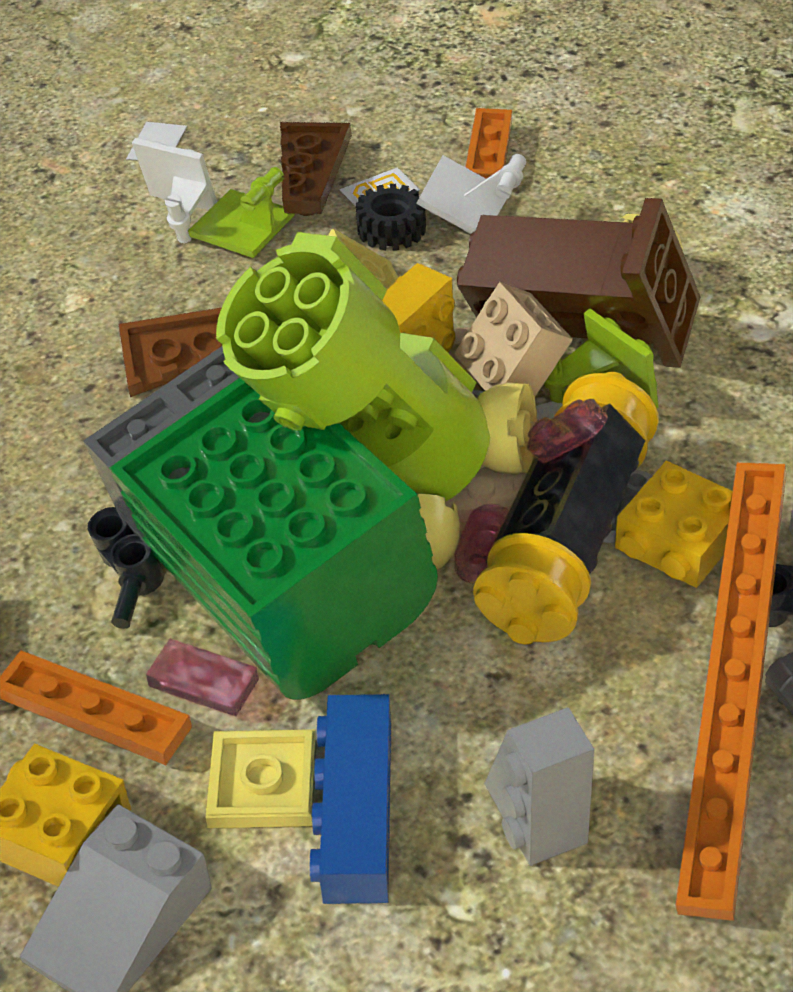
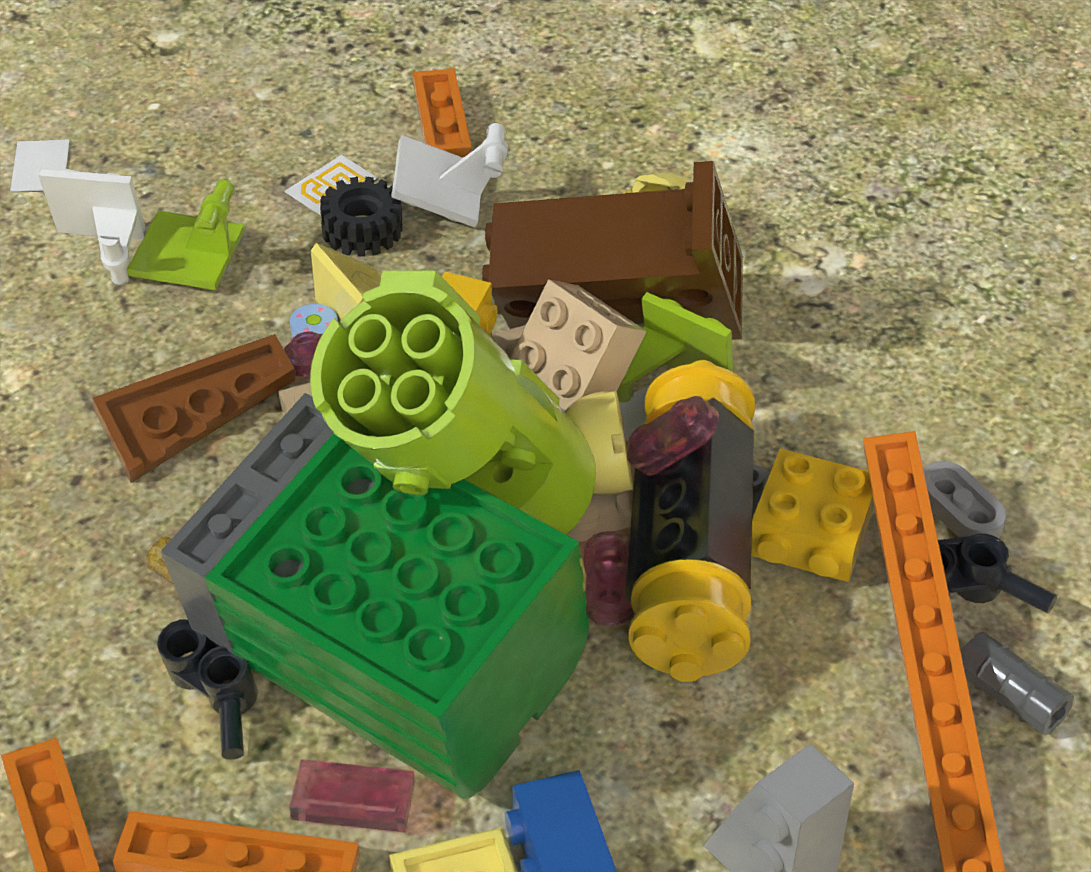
camera: 20 degrees left, 0 degrees up
(310, 163) = (245, 153): reddish brown wing -> none

